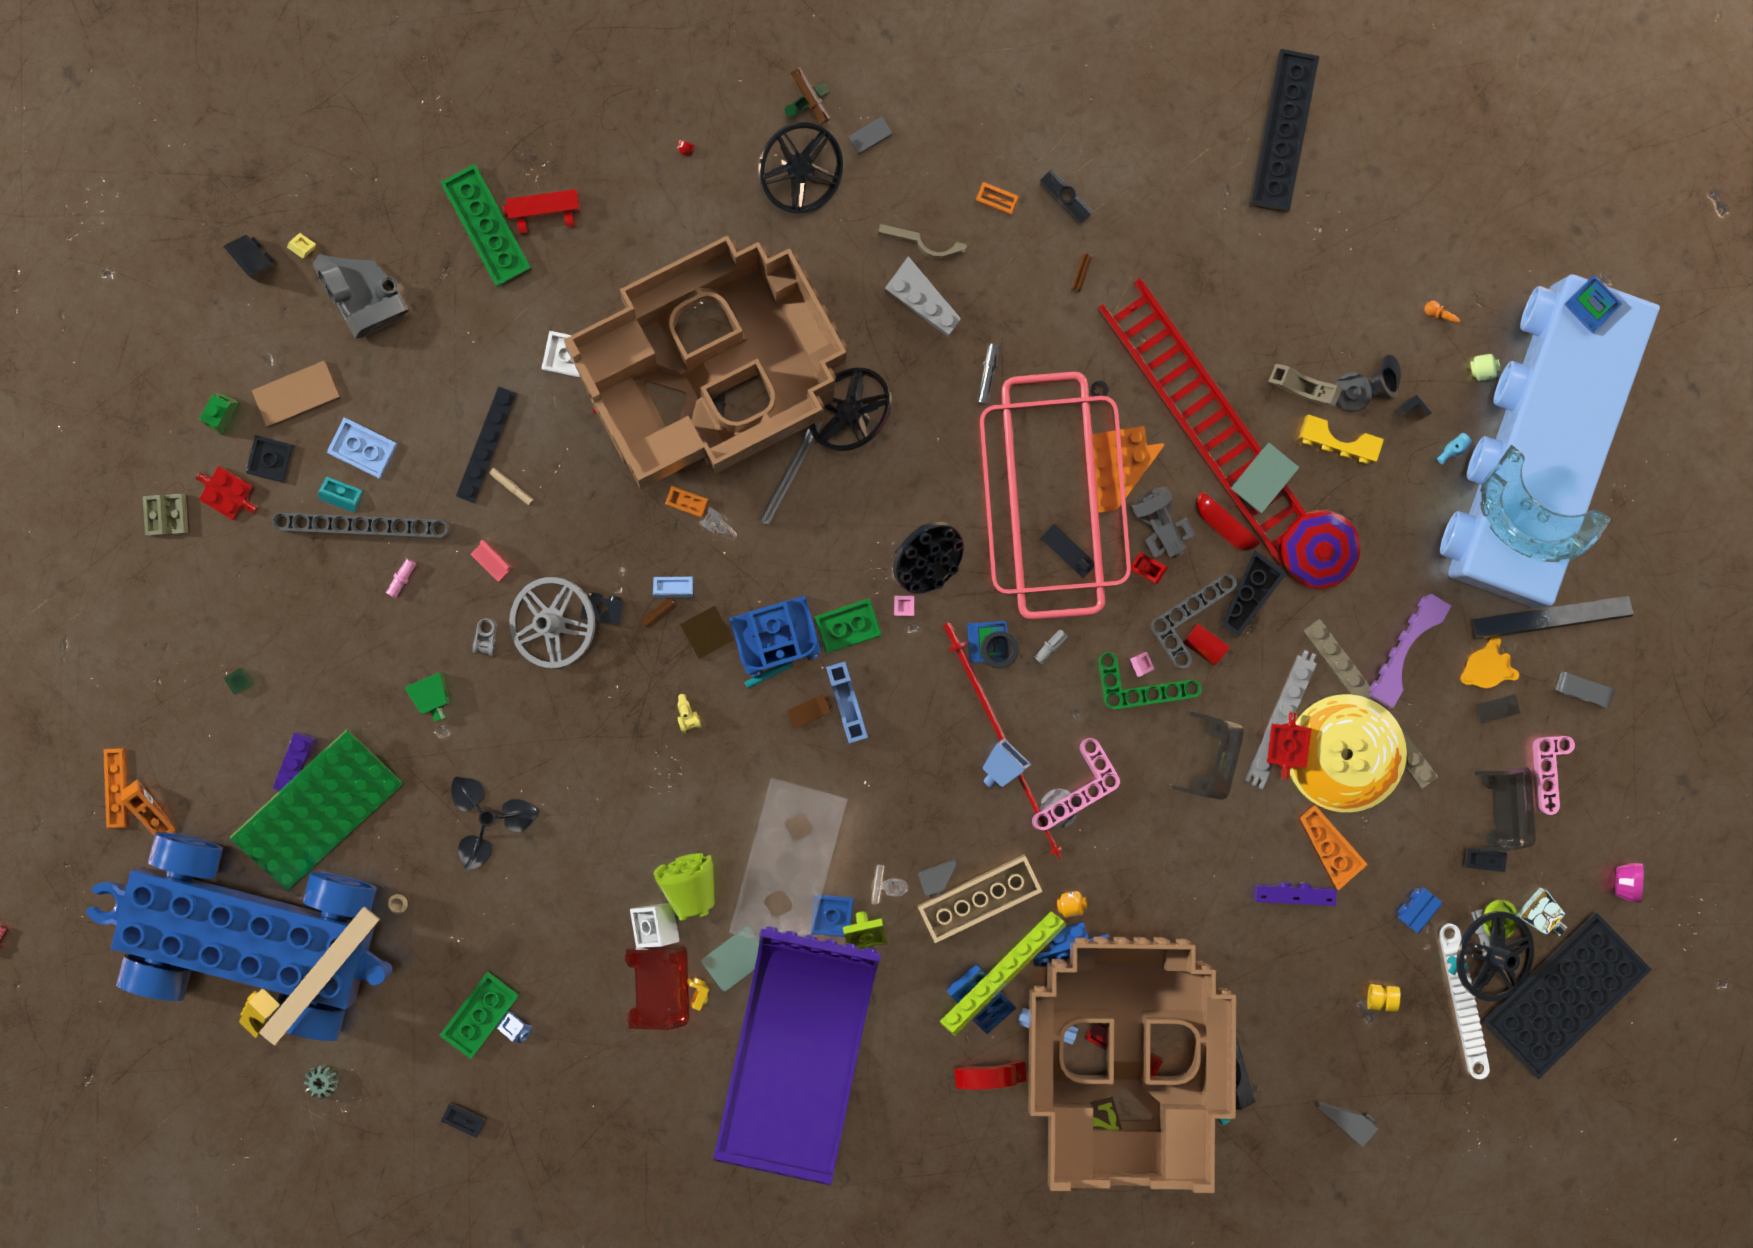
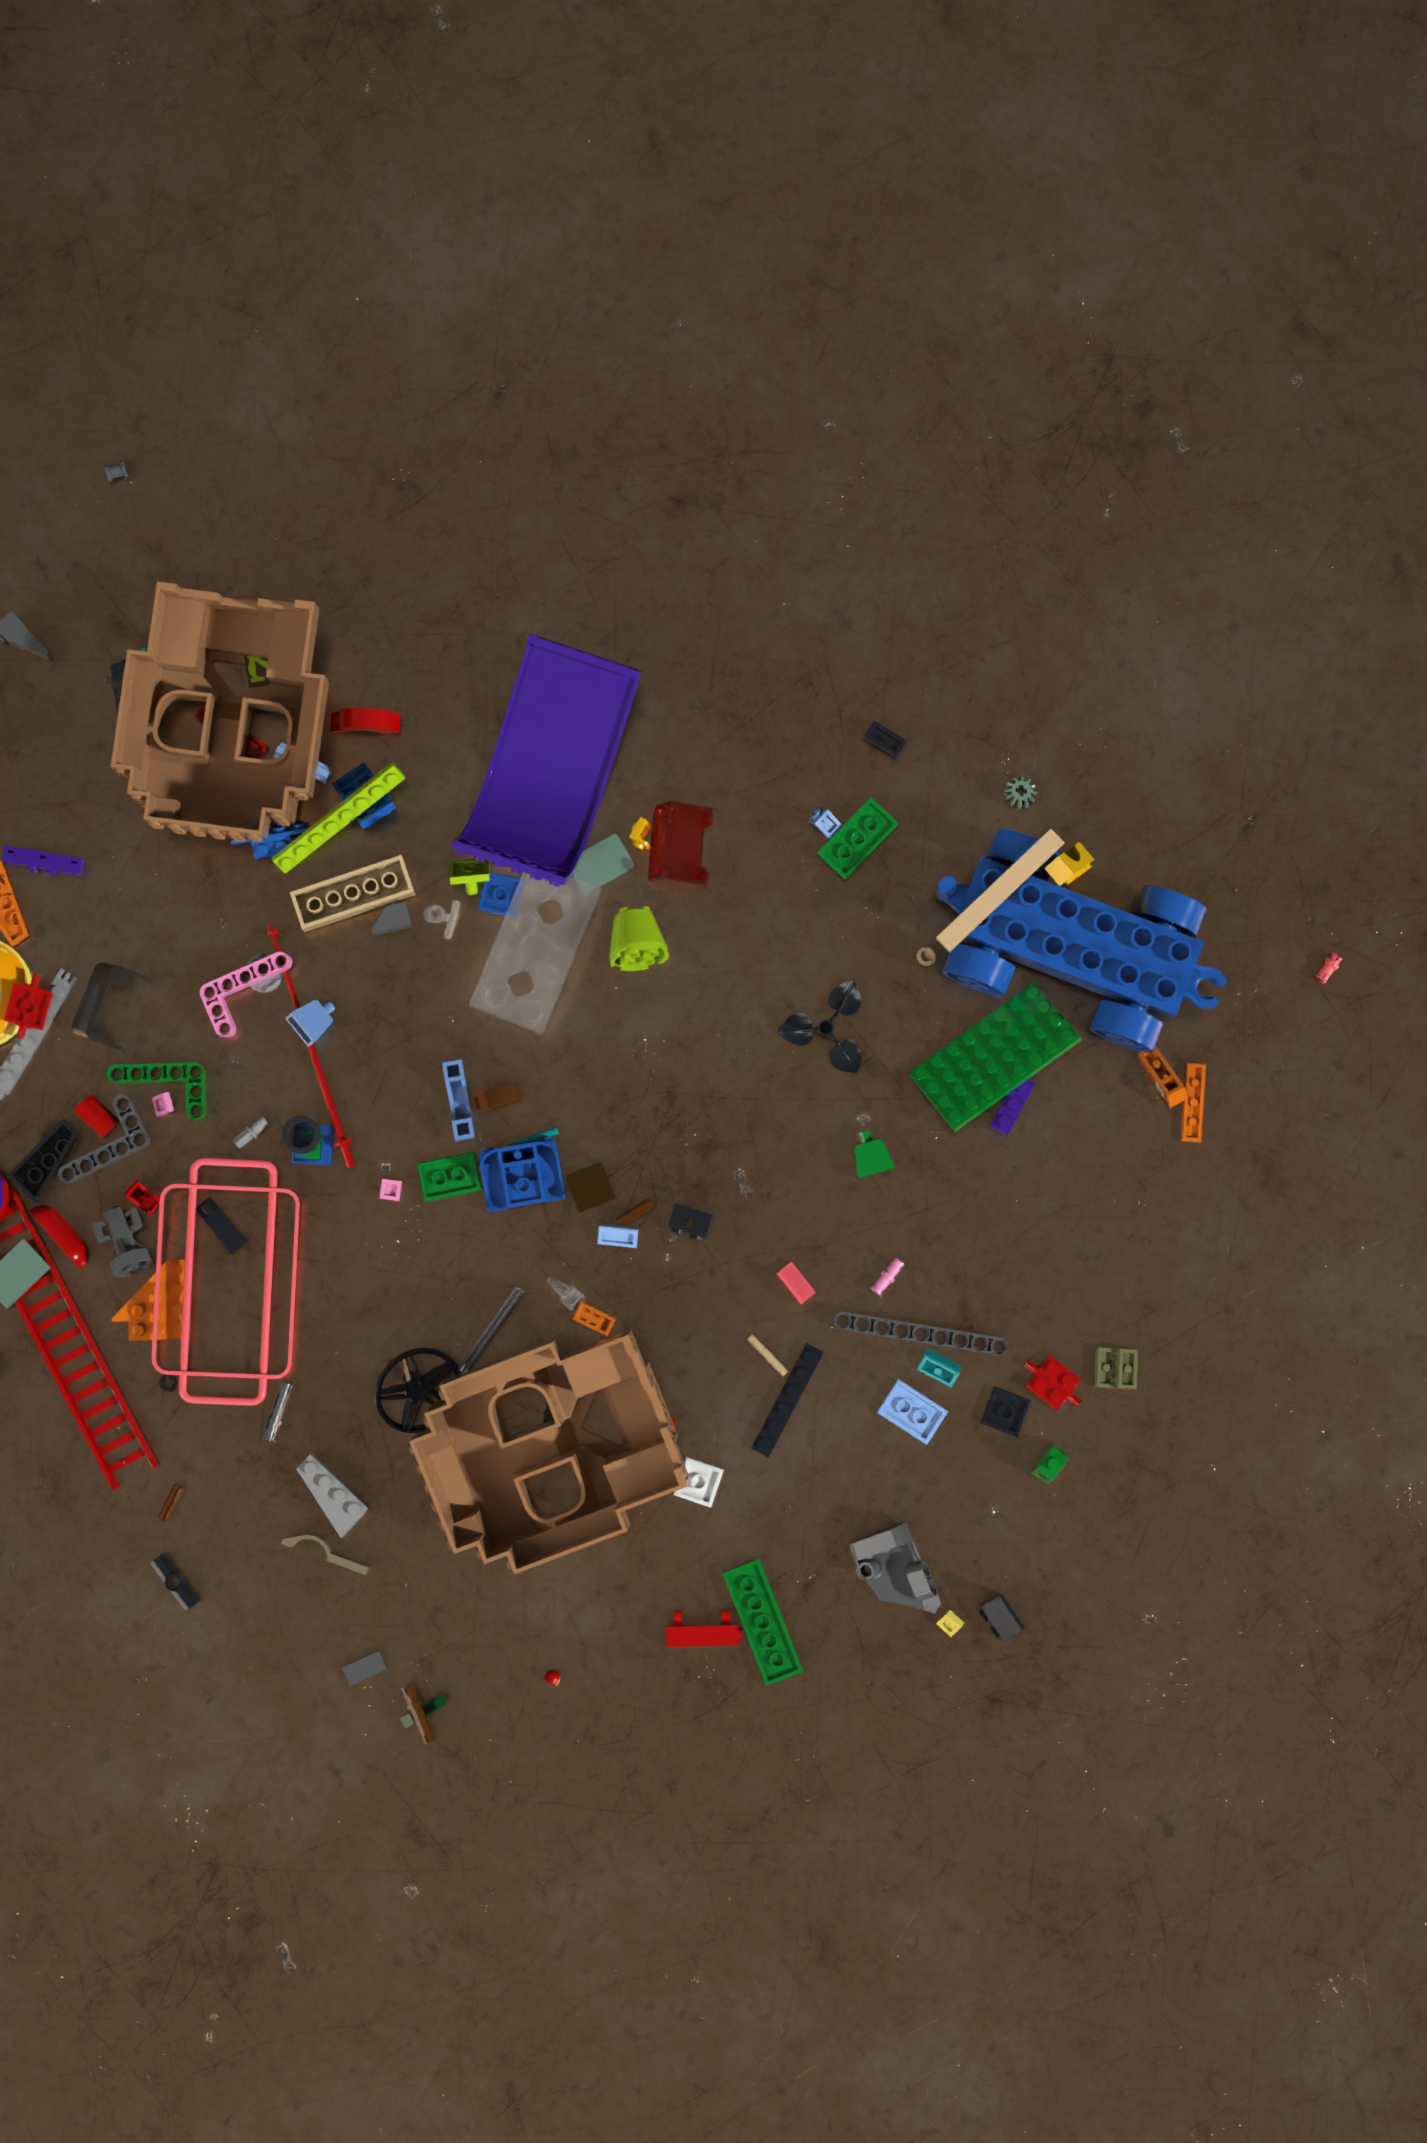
camera: 175 degrees left, 5 degrees down
(238, 681) = (1060, 1193): clear green plate -> none
(296, 393) = (972, 1474): medium nougat tile -> none
(485, 639) = (810, 1206): light grey piece -> none
(551, 622) = (741, 1214): light grey wheel -> none
(654, 925) = (675, 905): white slope -> none
(688, 719) = (618, 1102): light yellow piece -> none
(800, 167) = (438, 1641): black wheel -> none
(928, 557) = (360, 1234): black bracket -> none
(1003, 209) = (259, 1596): orange tile -> none
(1071, 904) = (263, 877): light orange head -> none

